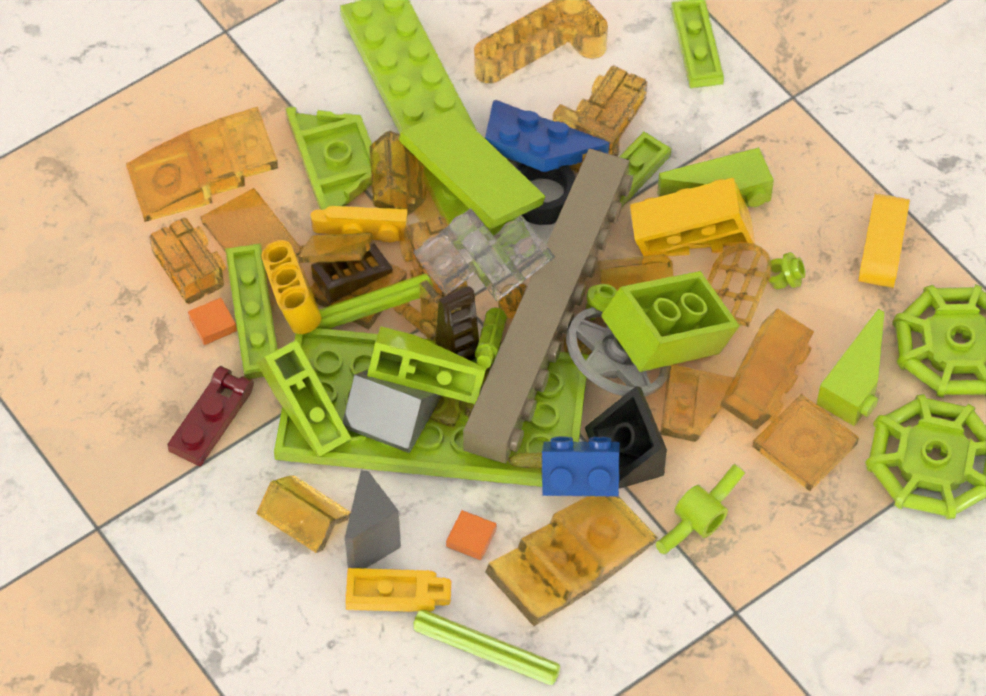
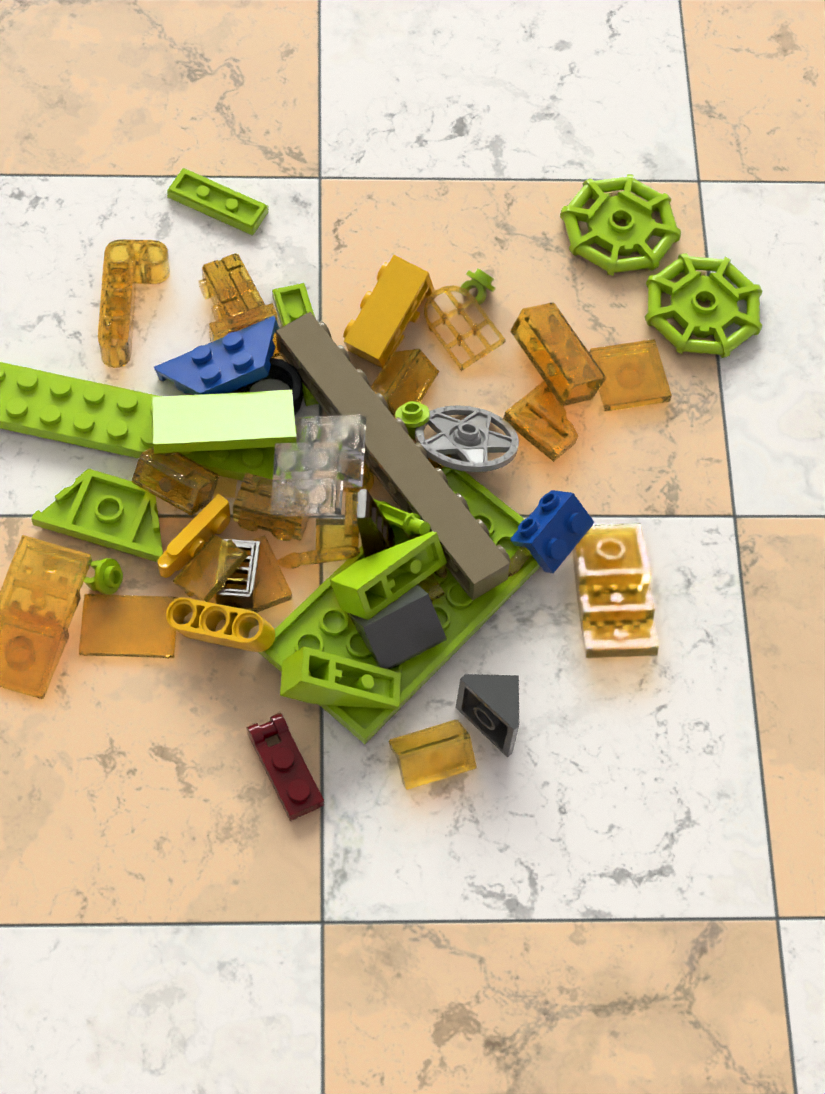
camera: 60 degrees left, 5 degrees up
(187, 260) = (120, 687): clear yellow brick -> none
(212, 321) = (192, 707): orange tile -> none
(251, 306) = (209, 670): lime tile -> none
(278, 190) = (107, 576): none -> lime plate
(372, 302) = (286, 572): lime axle -> none
(395, 590) = (555, 731): yellow hinge -> none
(471, 535) = (542, 647): orange tile -> none
(486, 647) = (648, 700): lime axle -> none
(640, 442) = (541, 471): pearl dark grey slope -> none
(669, 320) = (477, 384): lime brick -> none
(701, 510) = (643, 478): lime piece -> none
(746, 167) = (360, 276): lime slope -> none
(853, 381) = (602, 300): lime slope -> none
(884, 240) = (501, 208): yellow beam -> none

